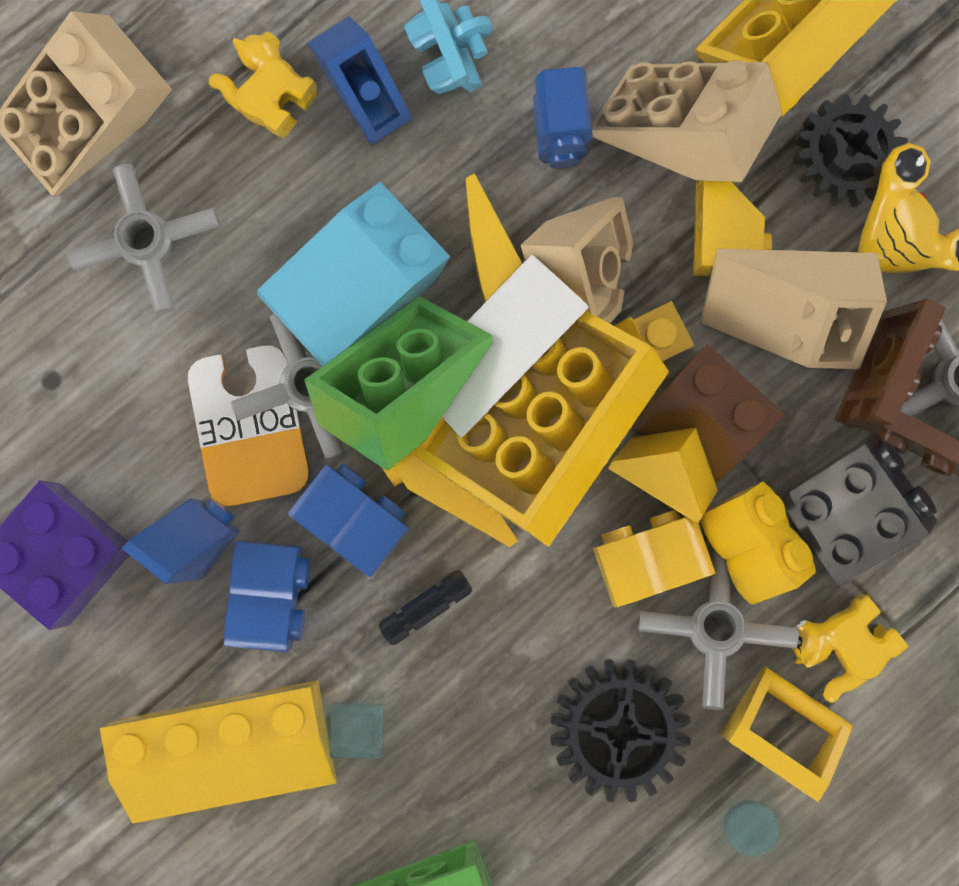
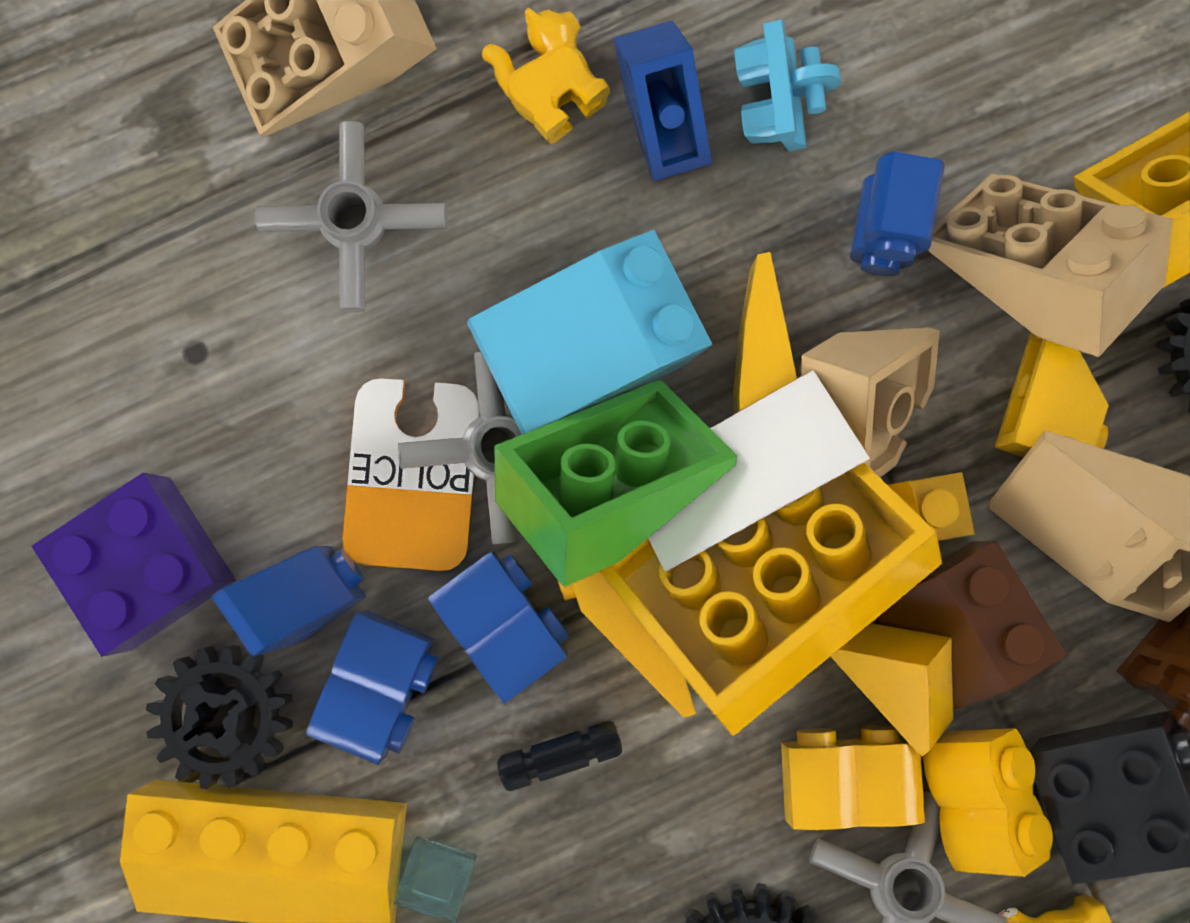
camera: 20 degrees right, 0 degrees up
(134, 640) = (202, 697): none -> black gear

